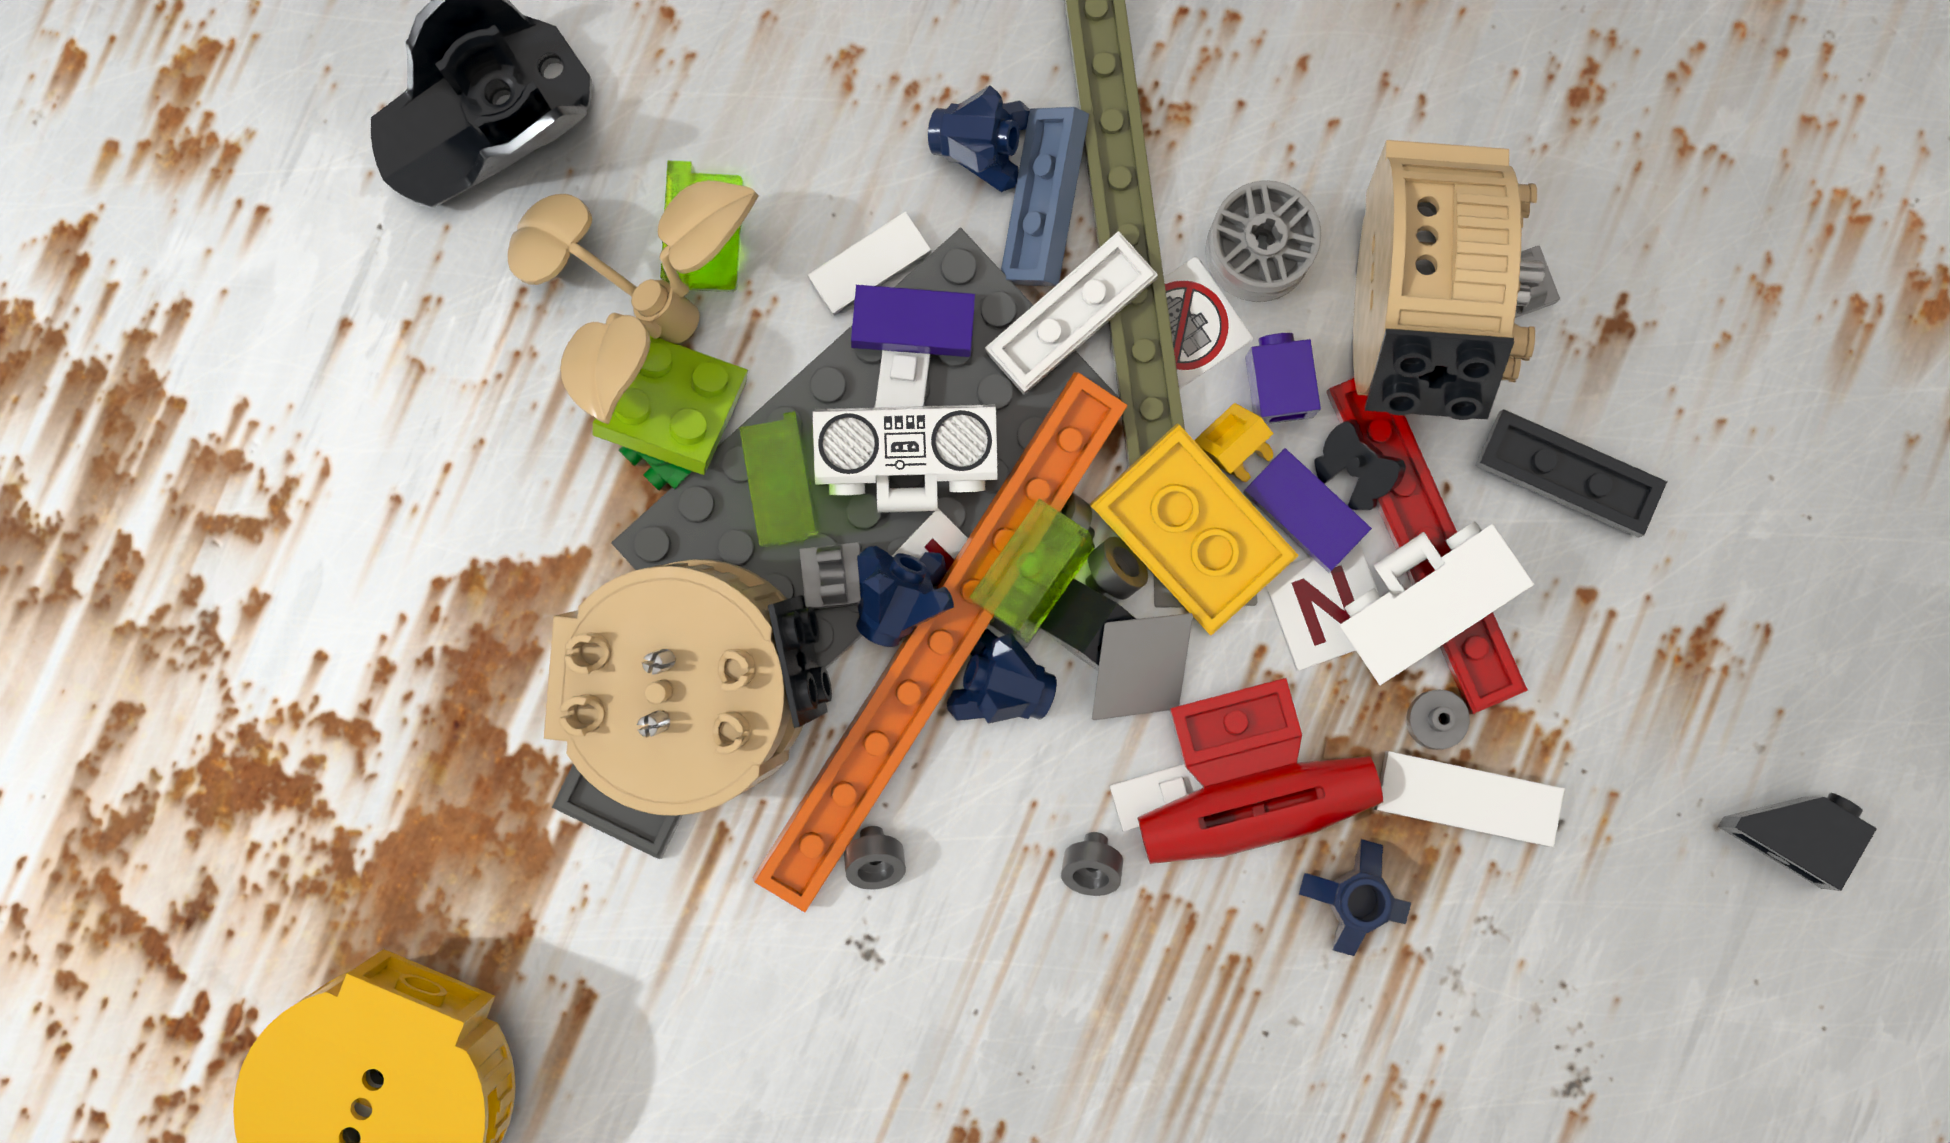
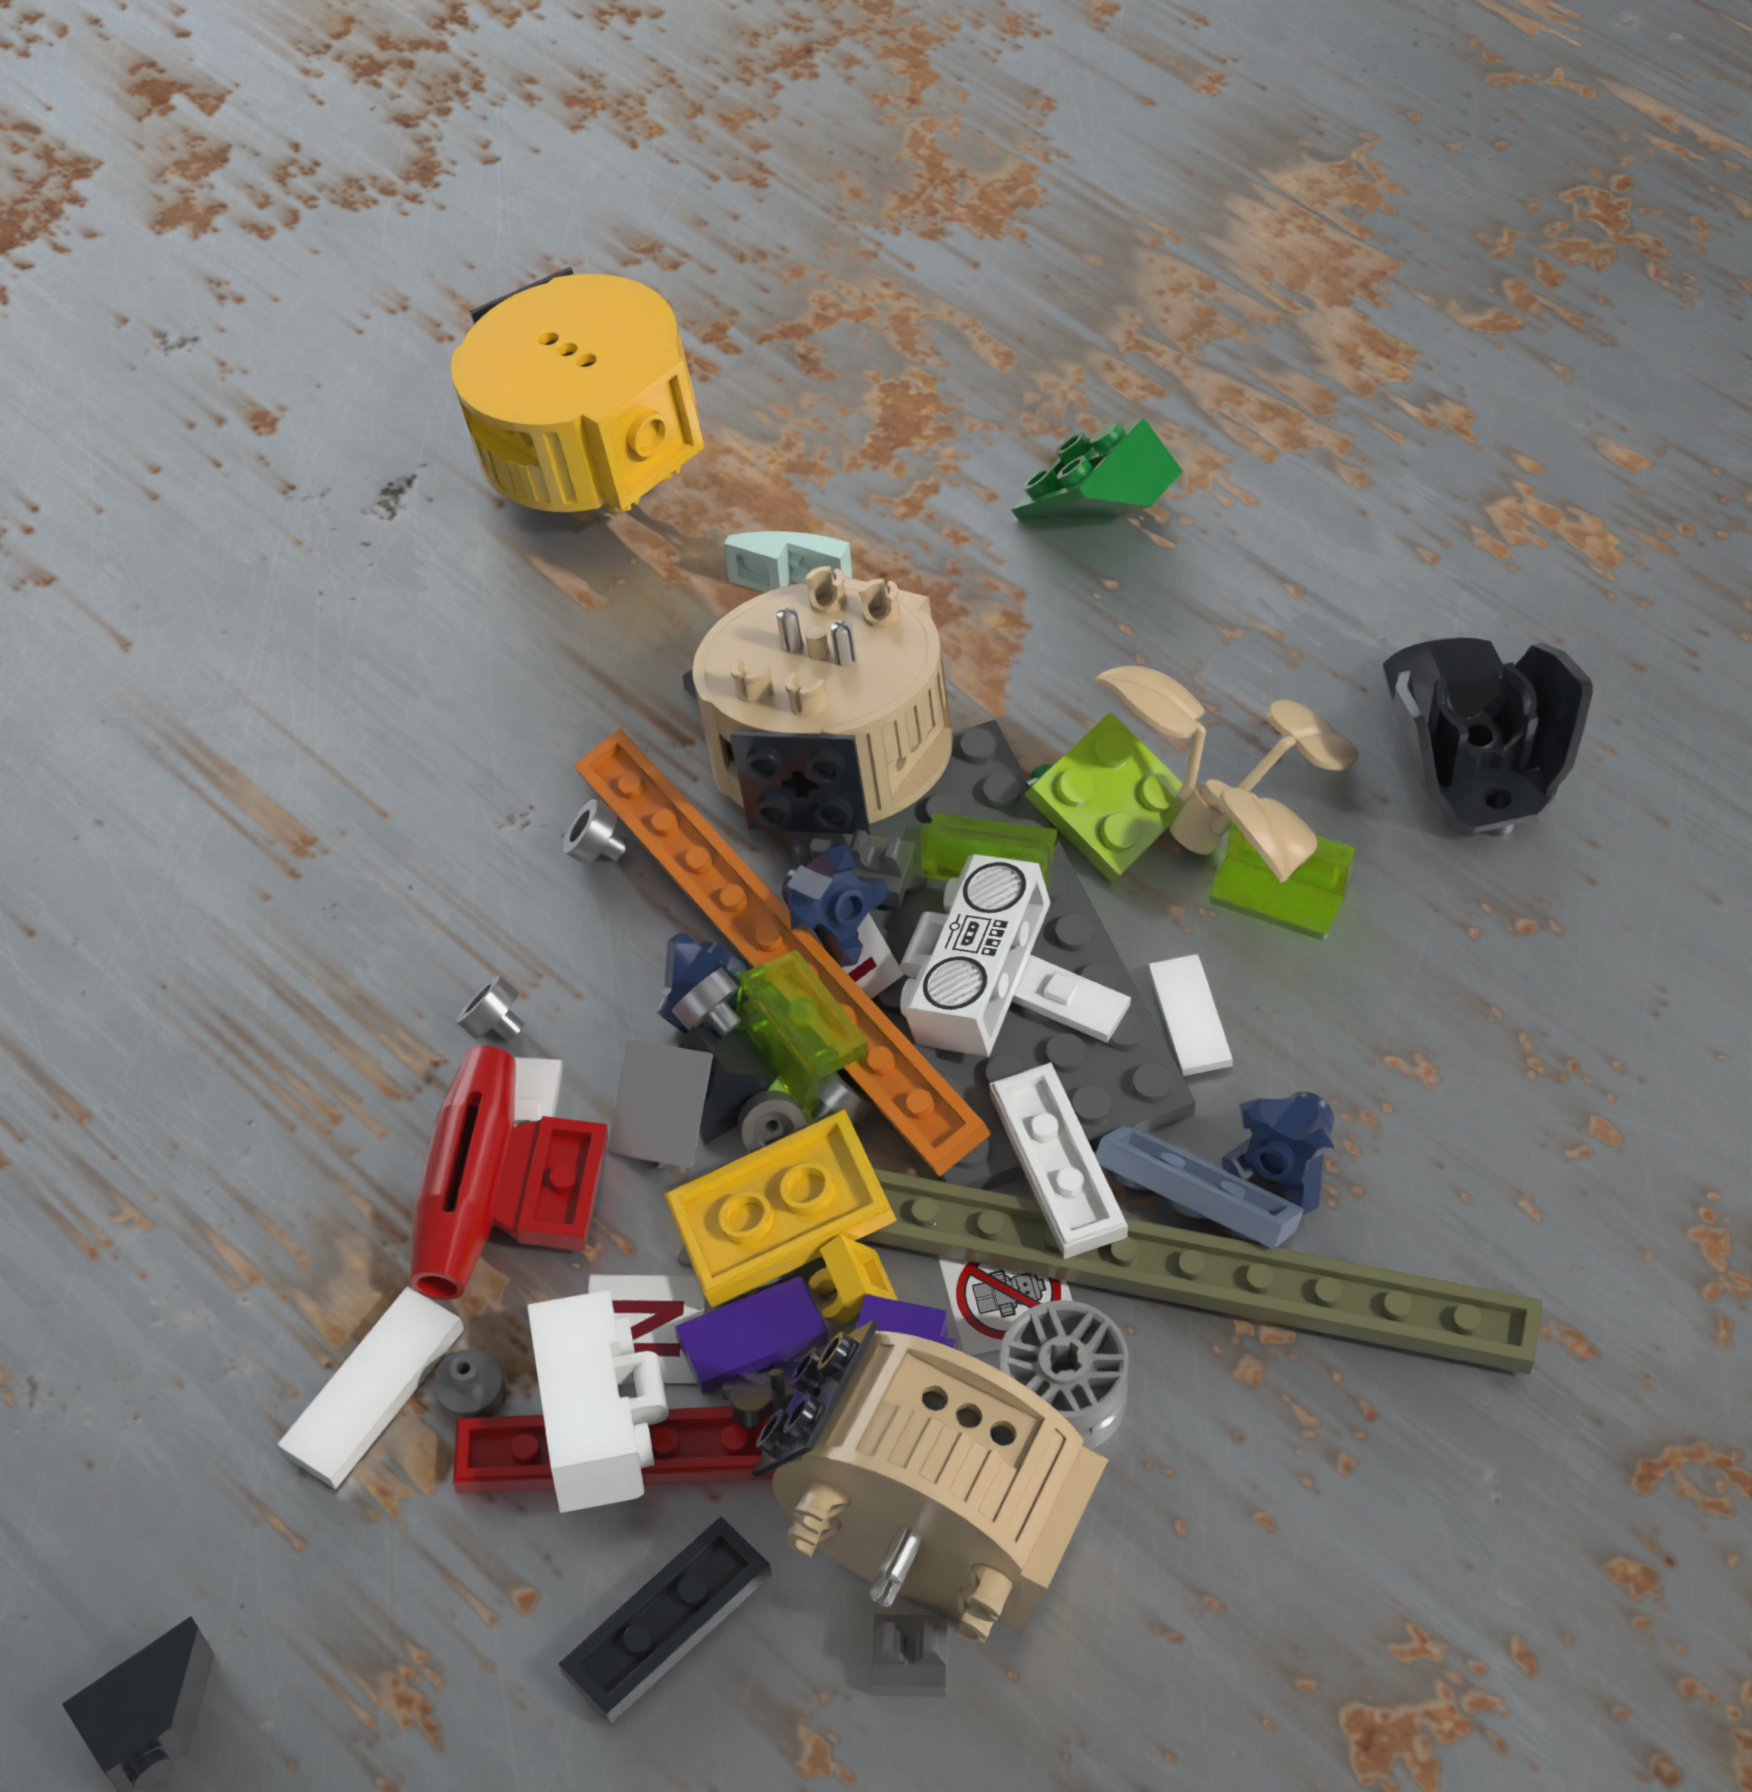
camera: 115 degrees right, 30 degrees down
(281, 548) = (1101, 475): none -> green slope
(492, 830) = (776, 557): none -> light aqua slope
(913, 320) = (1104, 1005): dark purple tile -> none
(1052, 651) = (708, 1003): none -> flat silver tile
(1357, 898) = (327, 1232): dark blue rock -> none

